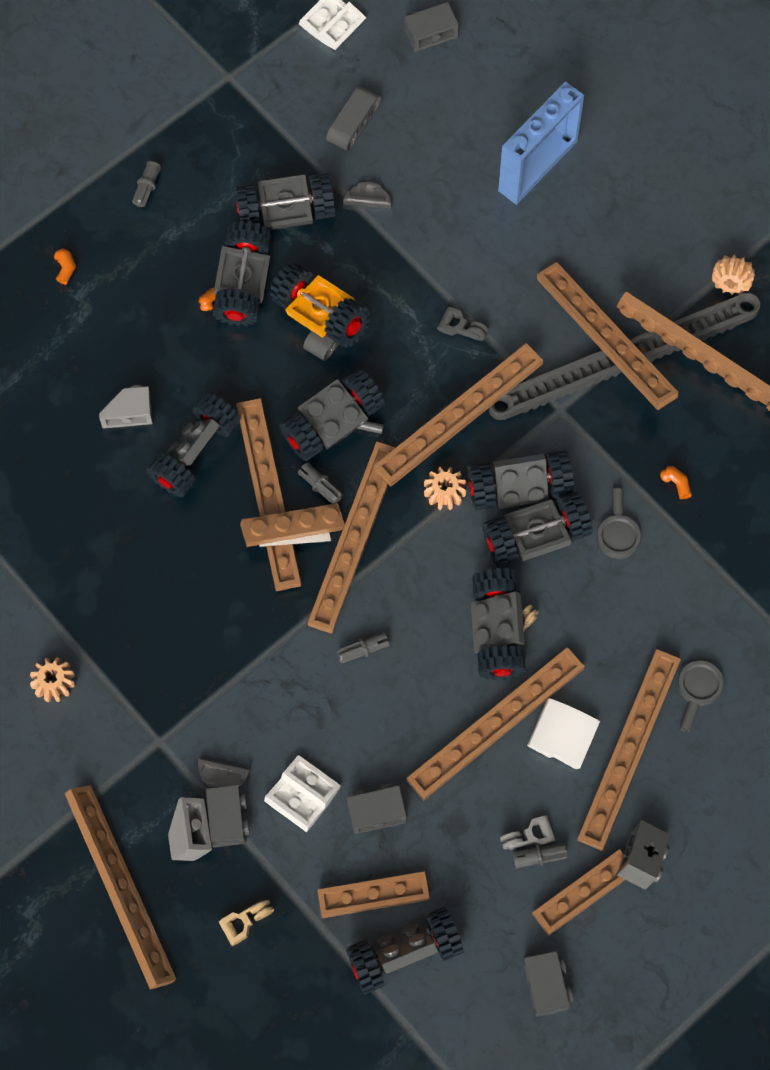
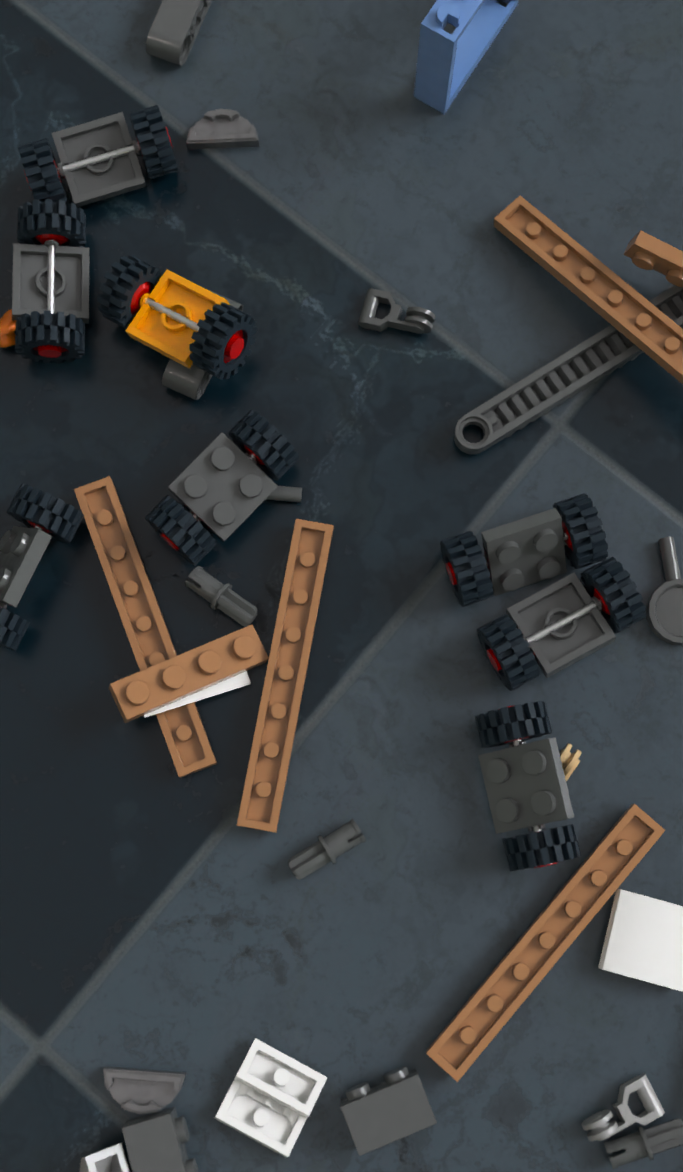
camera: 10 degrees left, 10 degrees up
(436, 484) = (421, 586): light nougat gear -> none
(458, 414) = (413, 461): medium nougat plate -> none

